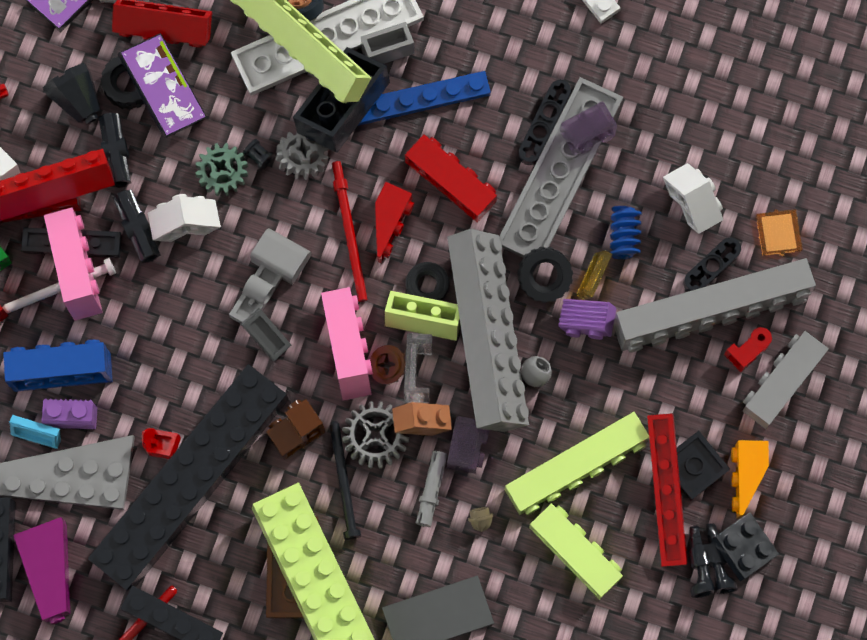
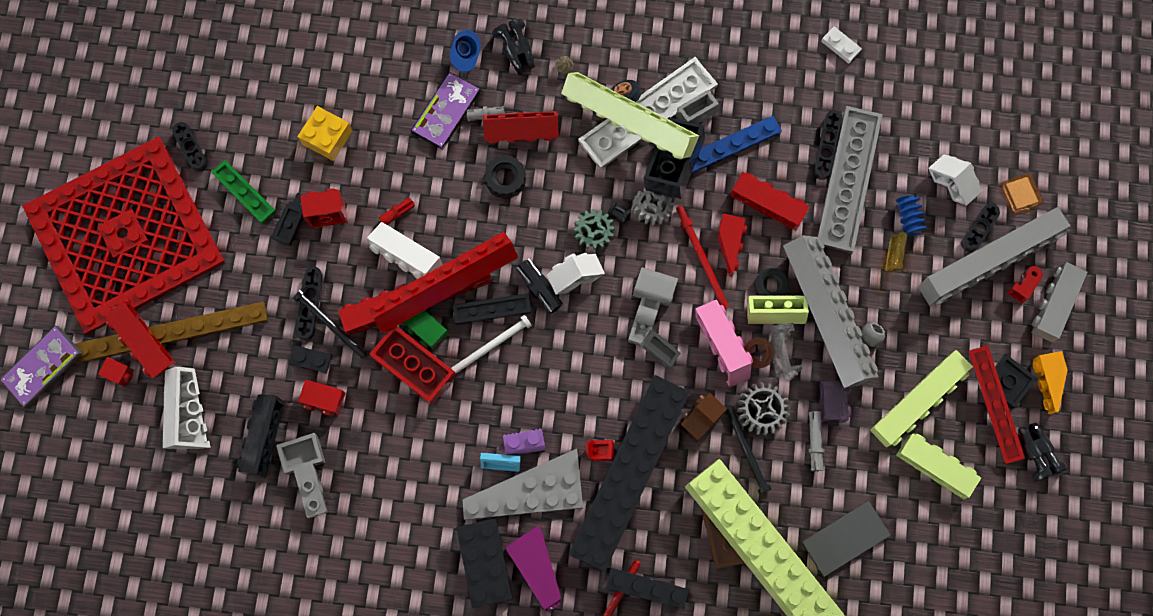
camera: 15 degrees left, 0 degrees up
(57, 366) = (507, 407): blue brick -> none
(72, 264) = (500, 325): bright pink wedge -> none
(75, 93) = (468, 194): black cone -> none
(115, 148) = (506, 224): black piece -> none
(162, 86) = (533, 174): tile -> none
(421, 419) = (798, 389): nougat brick -> none
(480, 518) = (859, 456): dark tan plate -> none
(550, 292) = (873, 266): black tyre -> none
(587, 318) = (901, 286): medium lavender brick -> none
(588, 128) = (865, 142): clear purple brick -> none
(745, 546) = (1064, 435): black plate -> none

